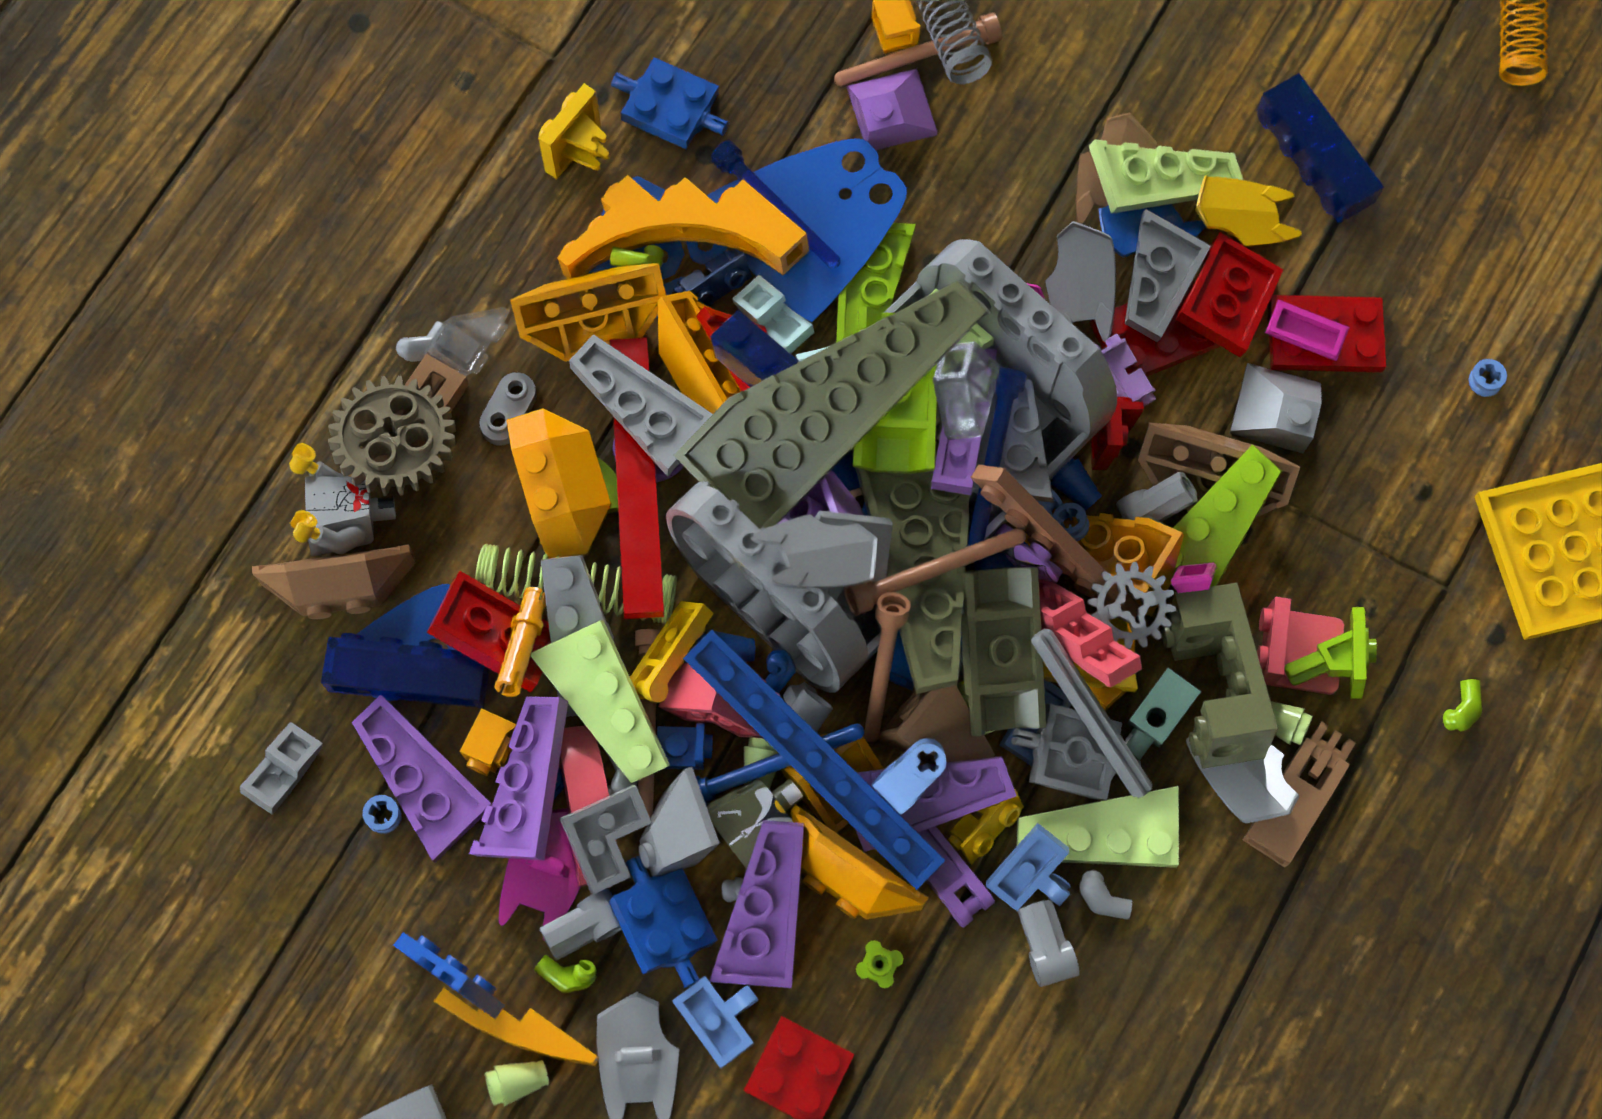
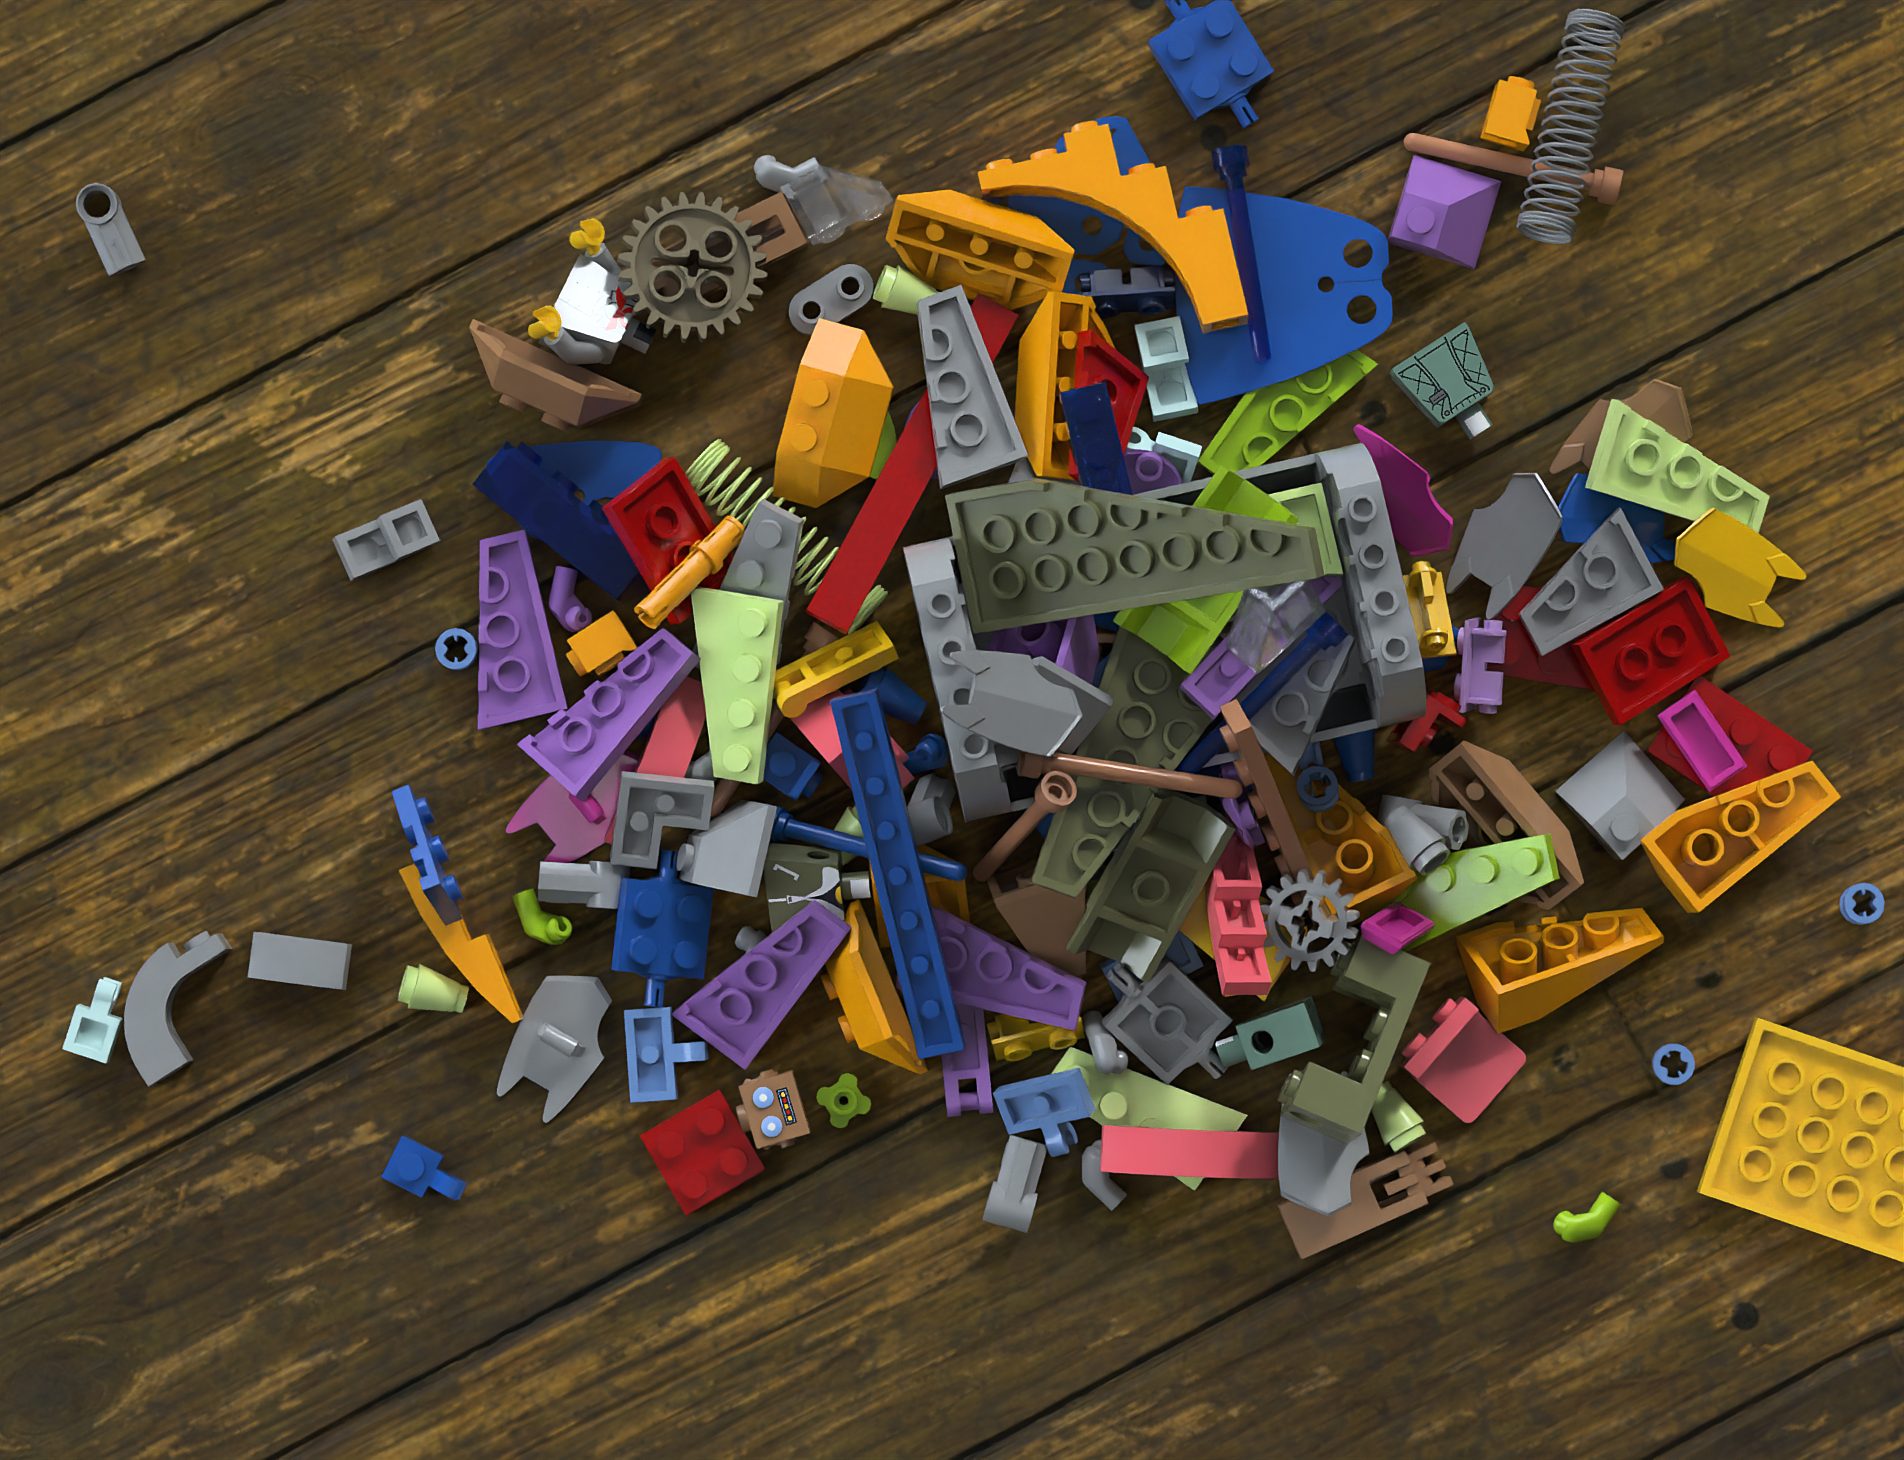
camera: 30 degrees right, 15 degrees up
(440, 730) = (565, 604): none -> medium lavender arm
(553, 371) = (901, 289): none -> yellowish green cone
(574, 134) = (1081, 41): yellow plate -> none
(626, 257) = (1061, 223): lime arm -> none
(831, 1004) = (772, 1109): none -> medium nougat head
(905, 779) = (976, 948): light blue piece -> none
(969, 207) = (1448, 381): none -> torso
(1043, 799) = (1103, 1045): none -> light grey arm
(1091, 713) = (1201, 997): light grey axle -> none
(1156, 836) = (1189, 1152): none -> coral slope
(1166, 508) = (1417, 841): none -> light grey cone
(1311, 548) = (1538, 968): none -> light orange wedge
(1318, 148) = (1864, 546): clear blue brick -> none
(1339, 657) = (1494, 1095): lime piece -> none
(1369, 383) = (1723, 838): none -> light orange wedge
(1440, 573) = (1685, 1056): none -> medium blue bush

